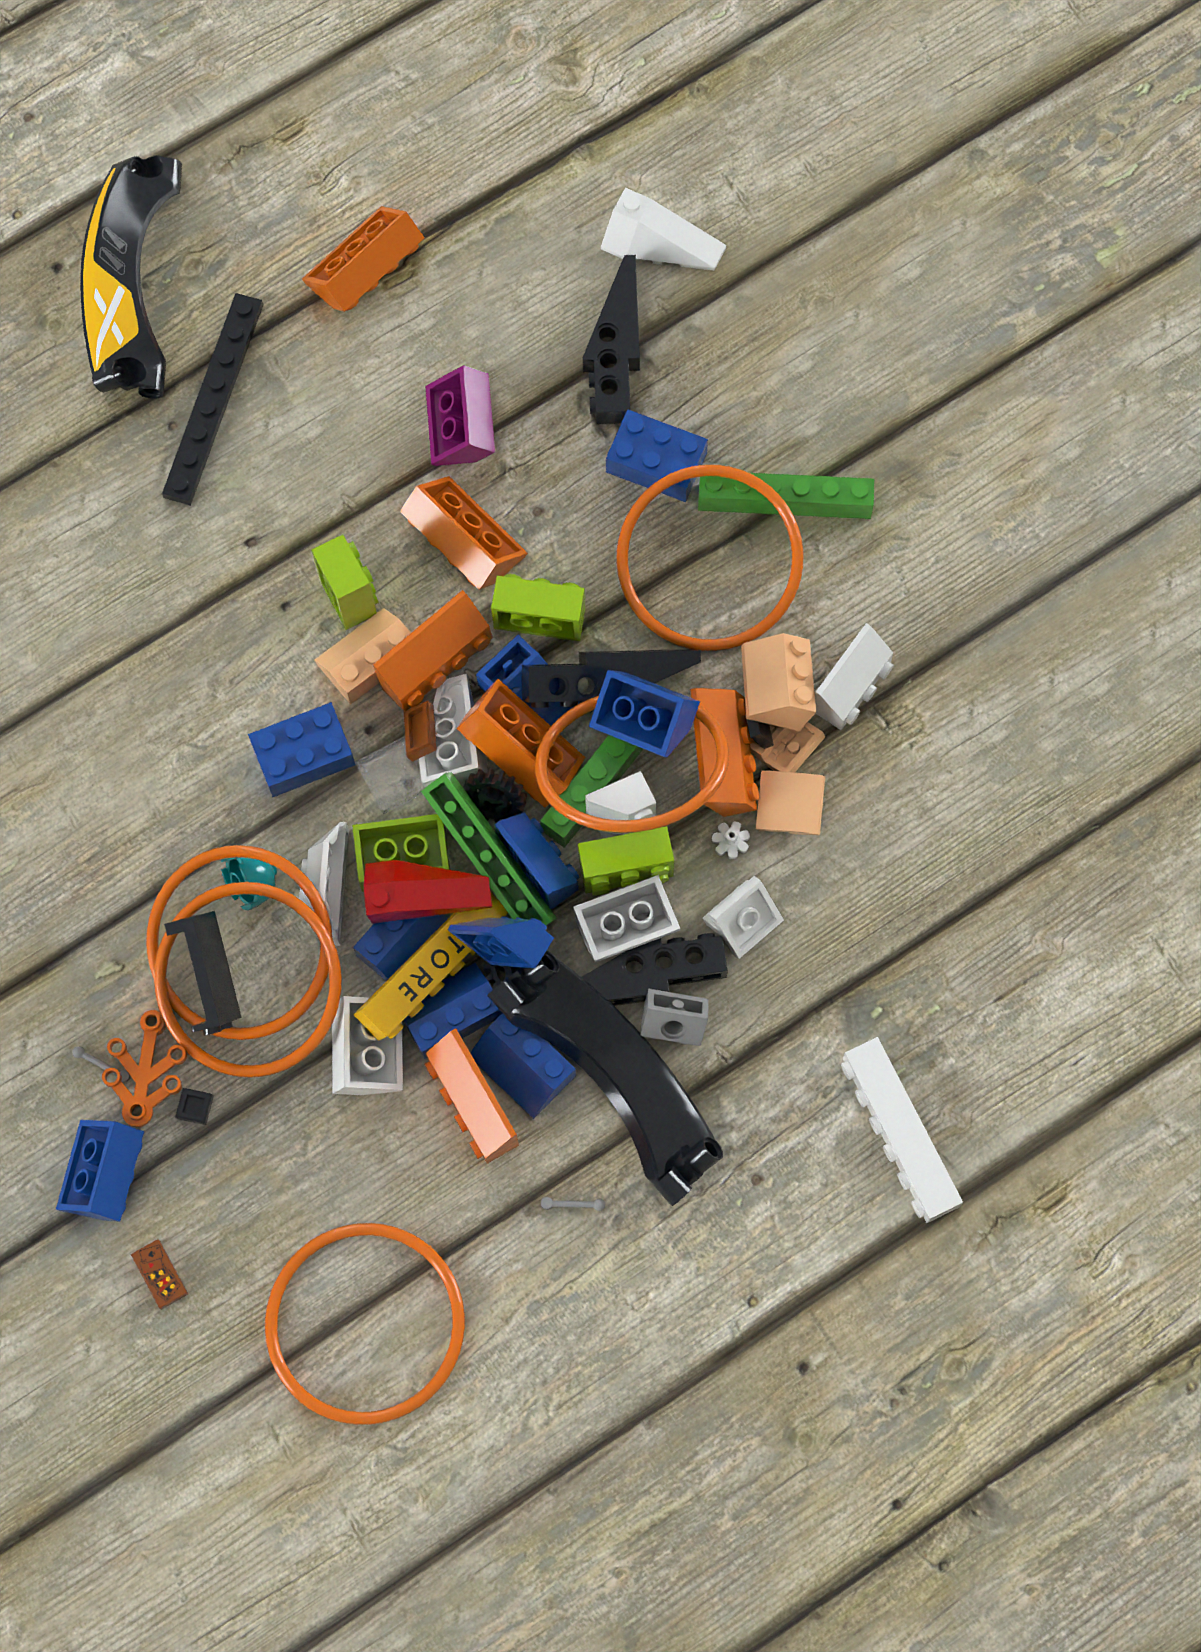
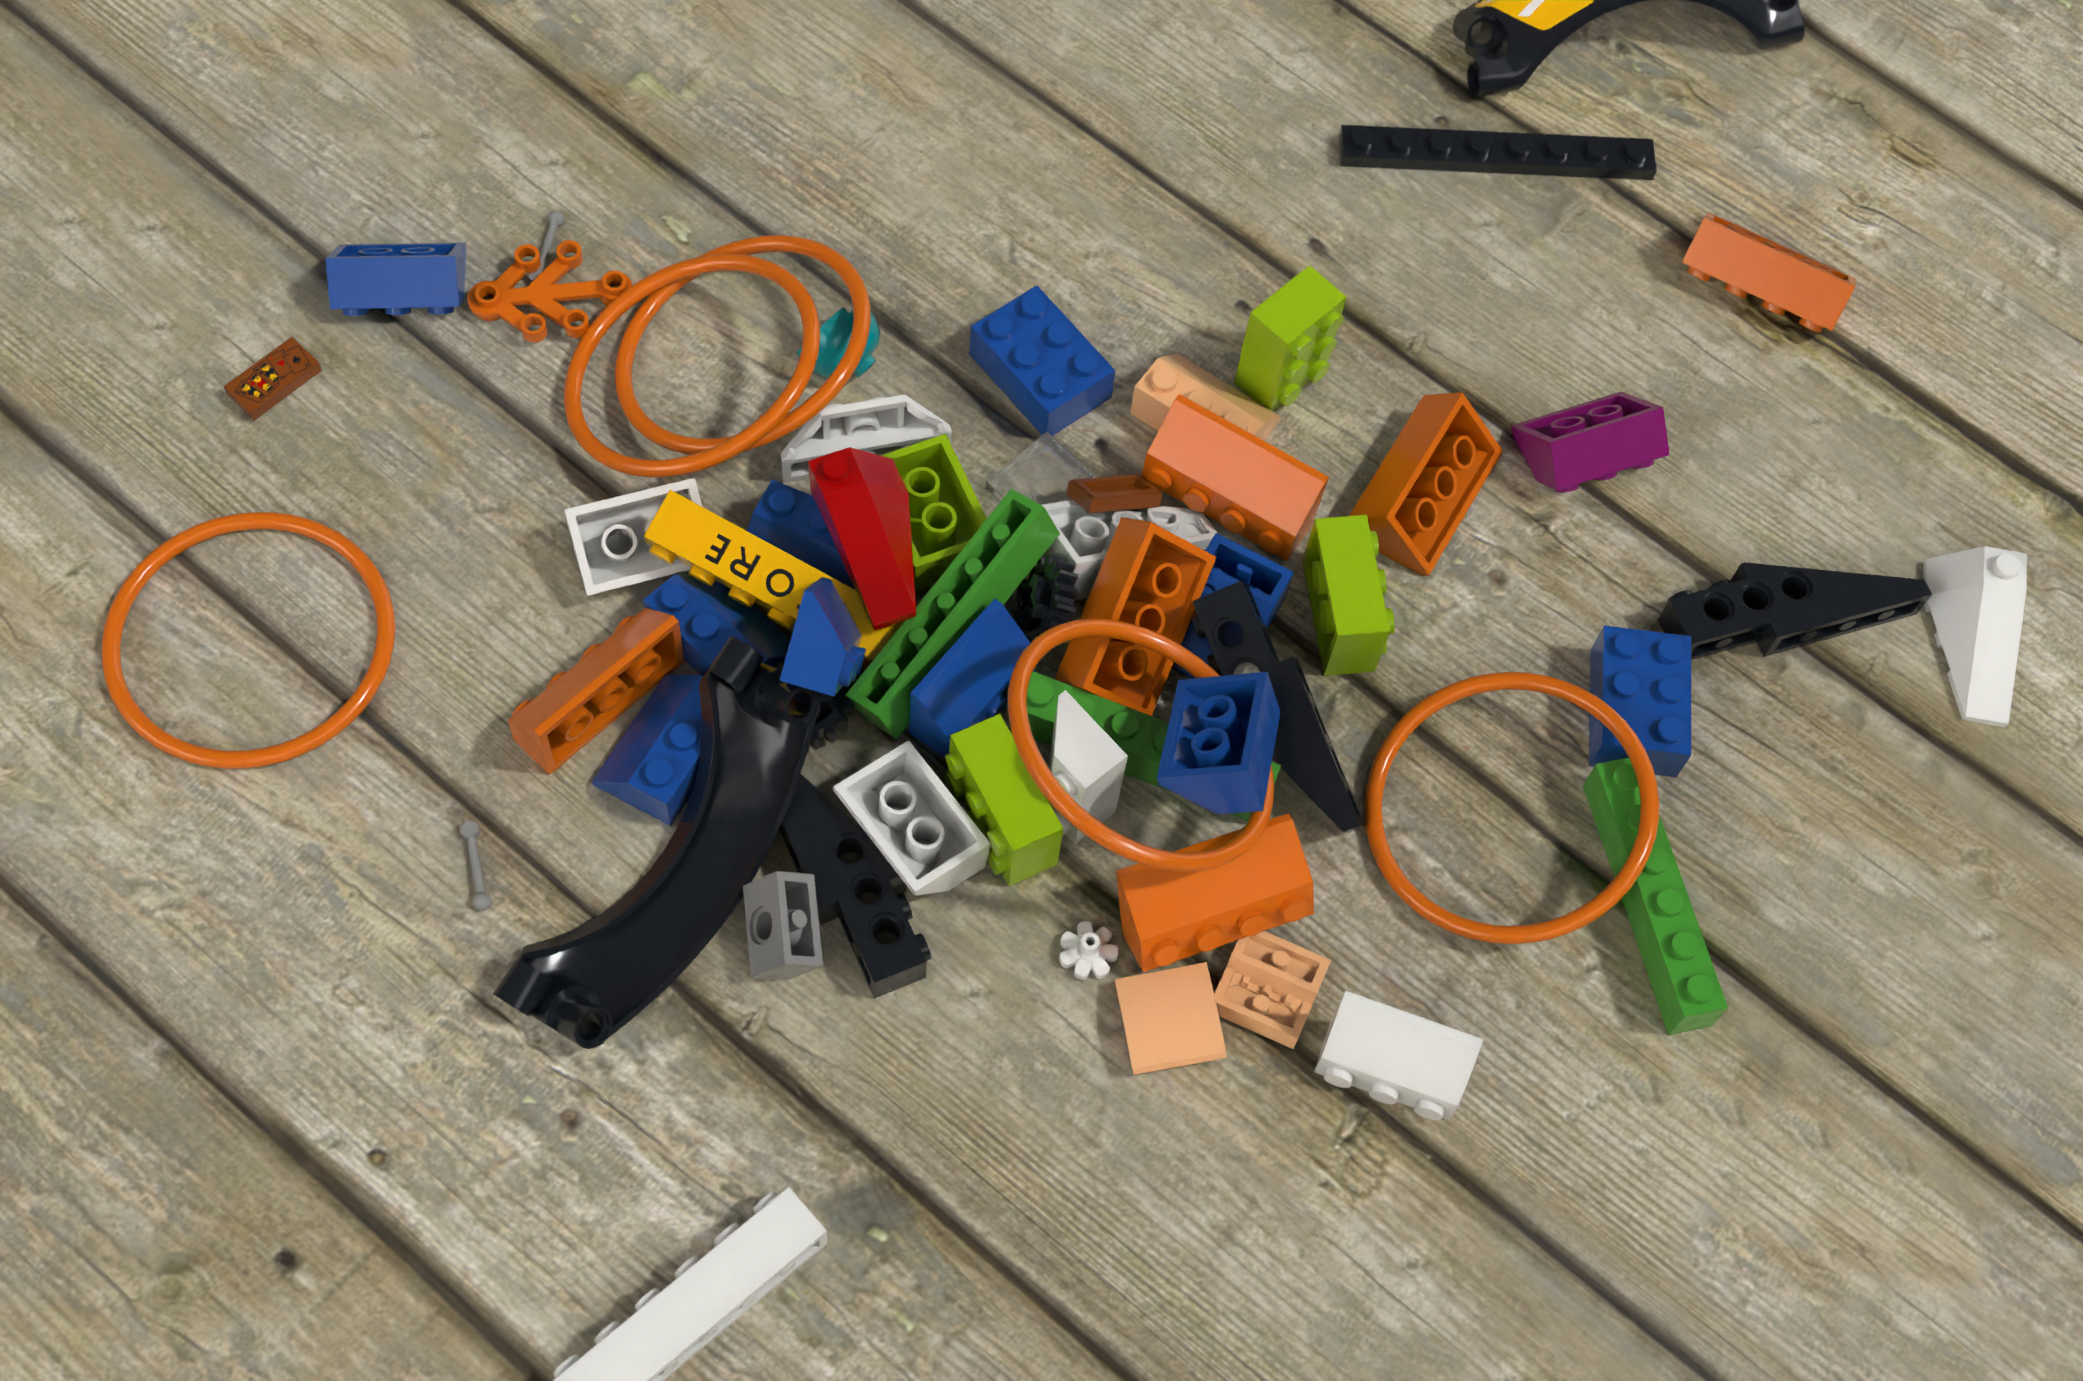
camera: 65 degrees right, 10 degrees down
(194, 1106) = (512, 364): black tile -> none
(210, 971) = (679, 299): black panel -> none
(744, 916) = (967, 991): white bracket -> none
(760, 733) = (1267, 938): black tile -> none
(779, 681) = (1349, 943): light nougat slope -> none

